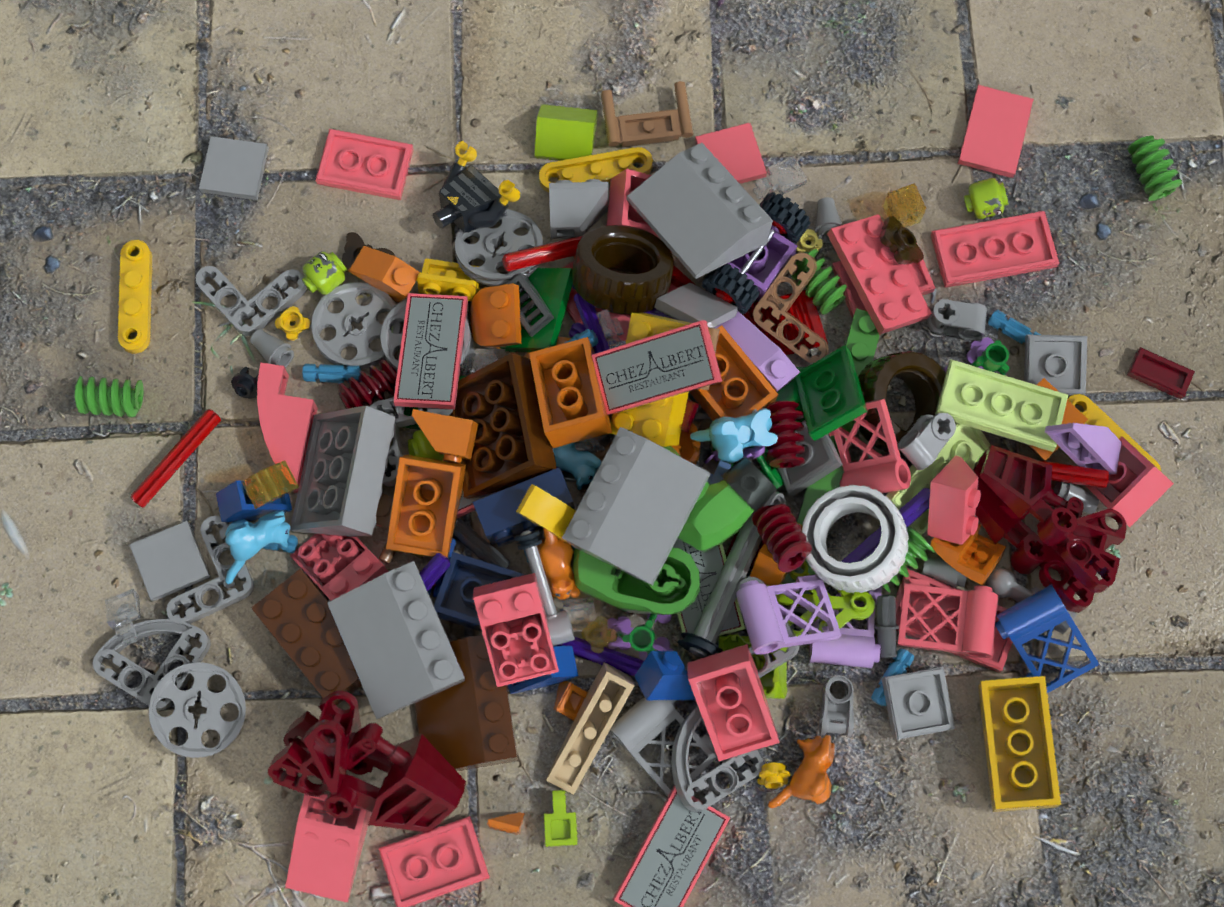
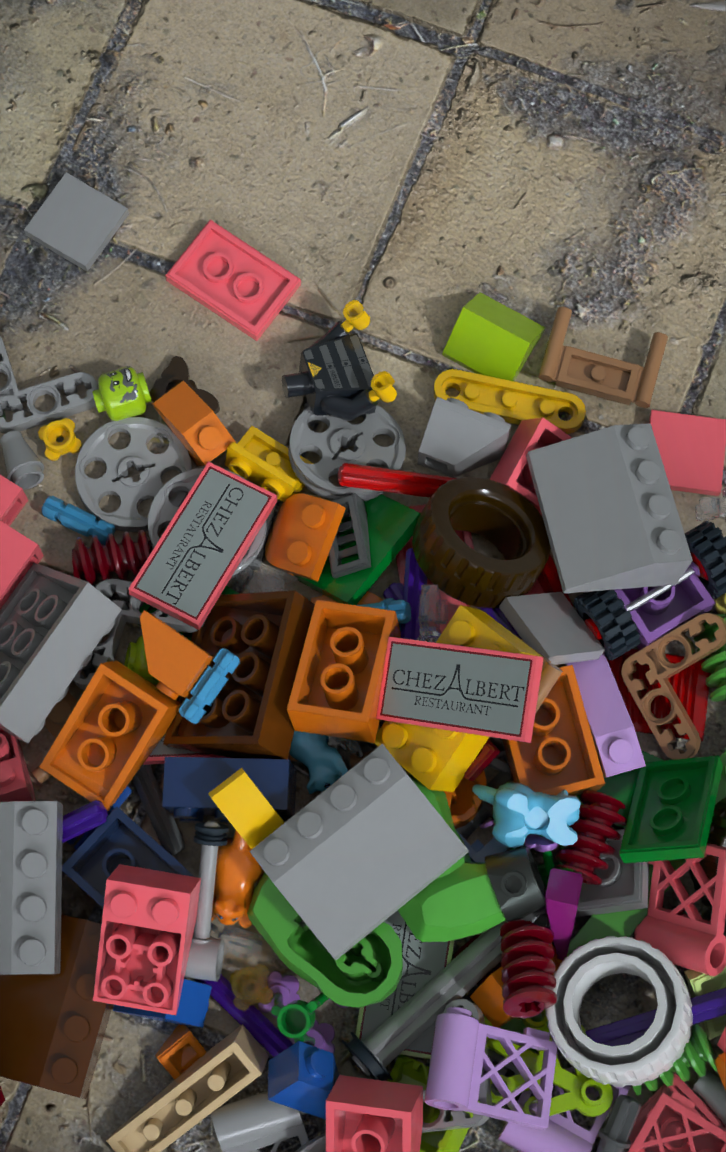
camera: 25 degrees right, 0 degrees up
(480, 442) = (209, 685): none -> dark azure axle
(787, 485) = (561, 905): none -> magenta slope

